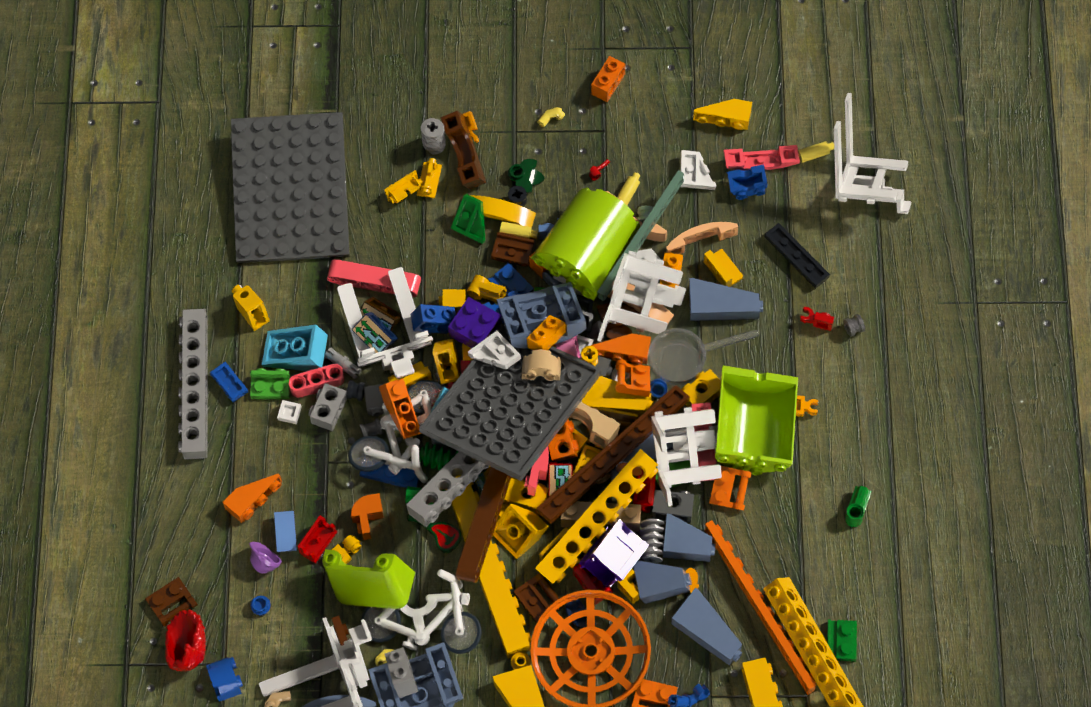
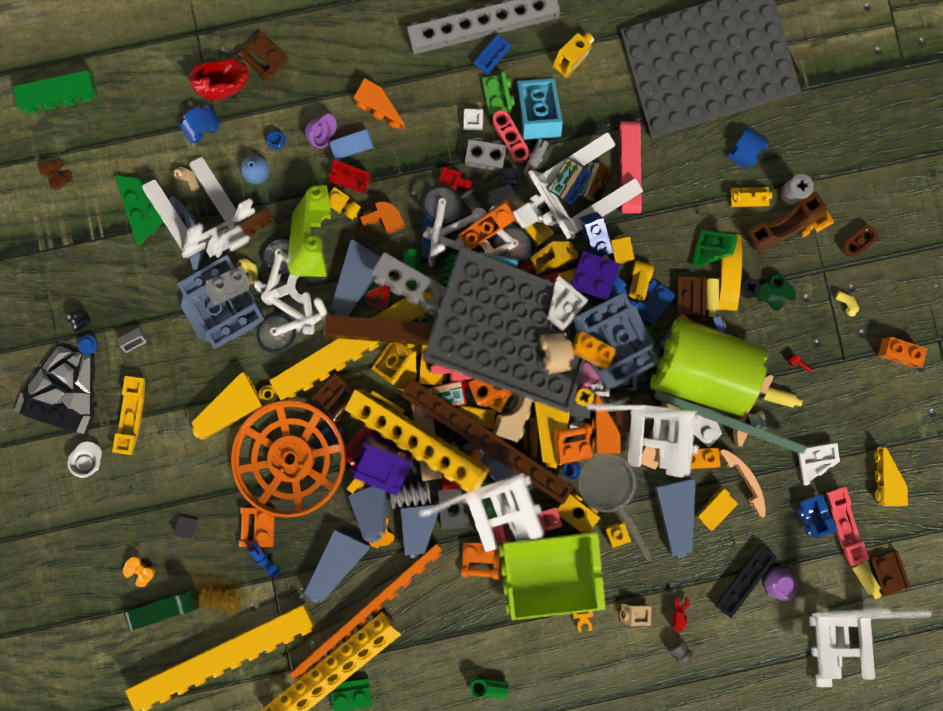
camera: 75 degrees right, 20 degrees up
(285, 632) = (255, 169): none -> medium blue helmet
(344, 441) = (453, 180): none -> red plate
(381, 171) = (747, 148): none -> blue cylinder
(397, 191) = (728, 167): yellow hinge -> none
(420, 551) = (354, 279): none -> sand blue slope
(496, 95) = (859, 242): none -> reddish brown plate
(729, 356) = (617, 534): none -> yellow brick
(806, 227) = (780, 583): none -> medium lavender hat
(810, 359) = (636, 615): none -> tan bracket
(813, 131) = (889, 573): none -> reddish brown plate

